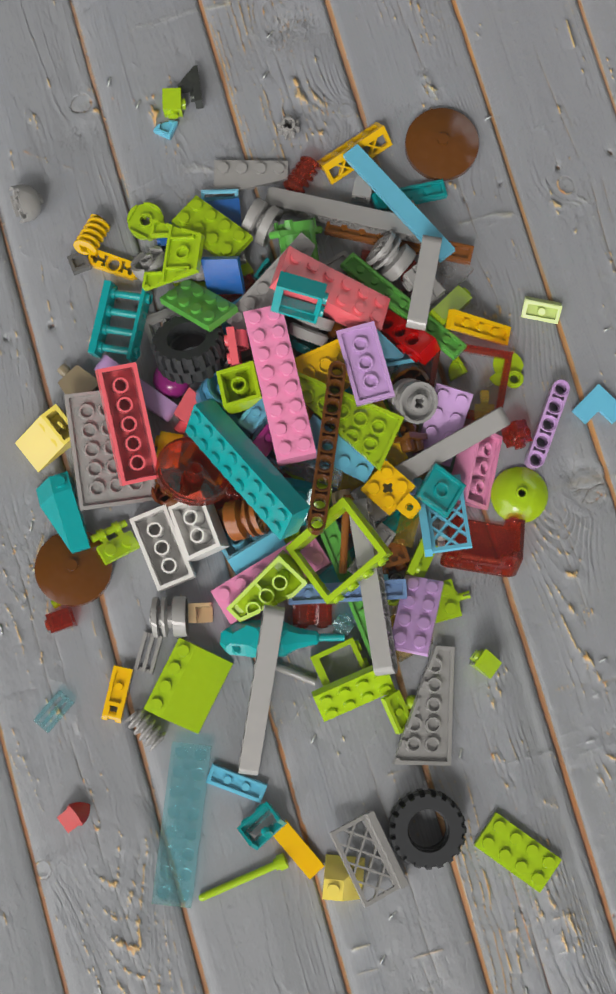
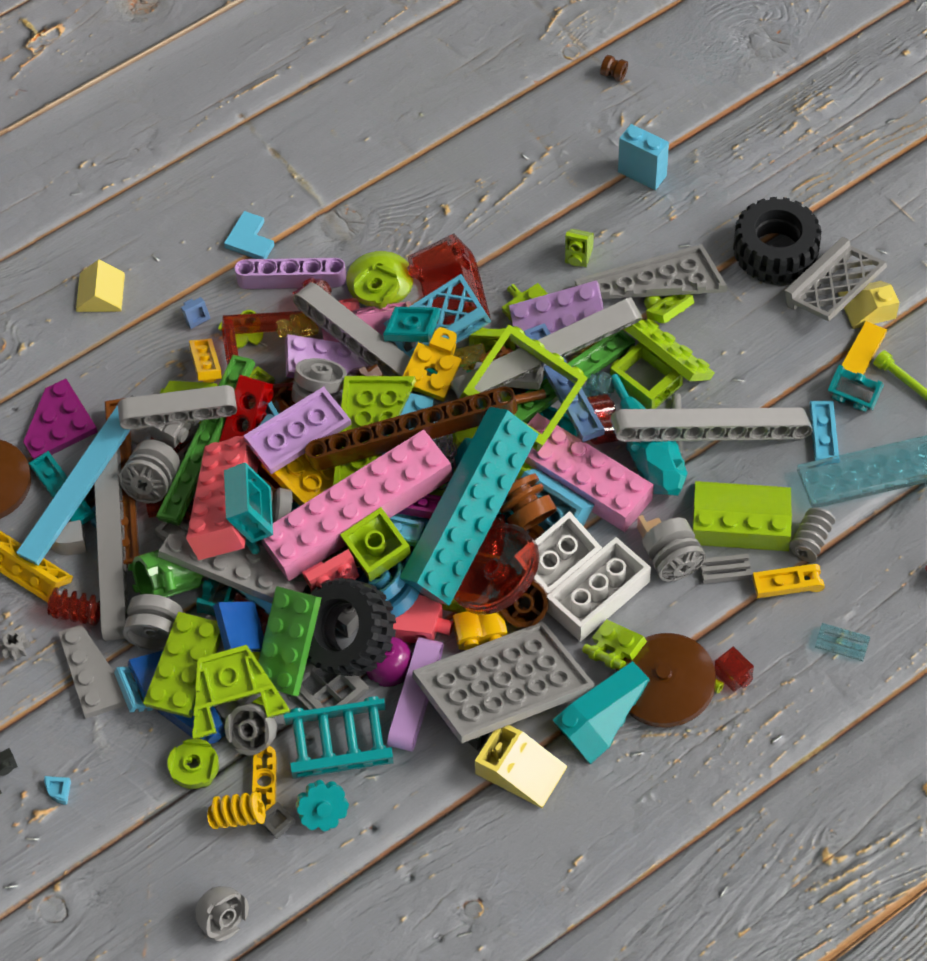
camera: 110 degrees left, 25 degrees down
(74, 293) = (322, 805): none -> teal plant
(76, 380) = (439, 759): dark tan torso -> none
(127, 423) = (467, 657): coral brick -> none
(173, 102) = (21, 788): lime brick -> none
(274, 584) = (587, 448): lime wedge -> none
(474, 211) = (58, 421): none -> magenta plate
(495, 492) = (376, 296): none -> lime plate
(498, 458) = (350, 303): none -> coral tile
(517, 852) = (758, 165): lime plate -> none
(536, 339) = (195, 312): none -> medium blue tile
(541, 309) = (155, 322): yellowish green slope -> none
(553, 752) = (643, 156): none -> medium azure brick
(588, 276) = (100, 288): none -> light yellow slope

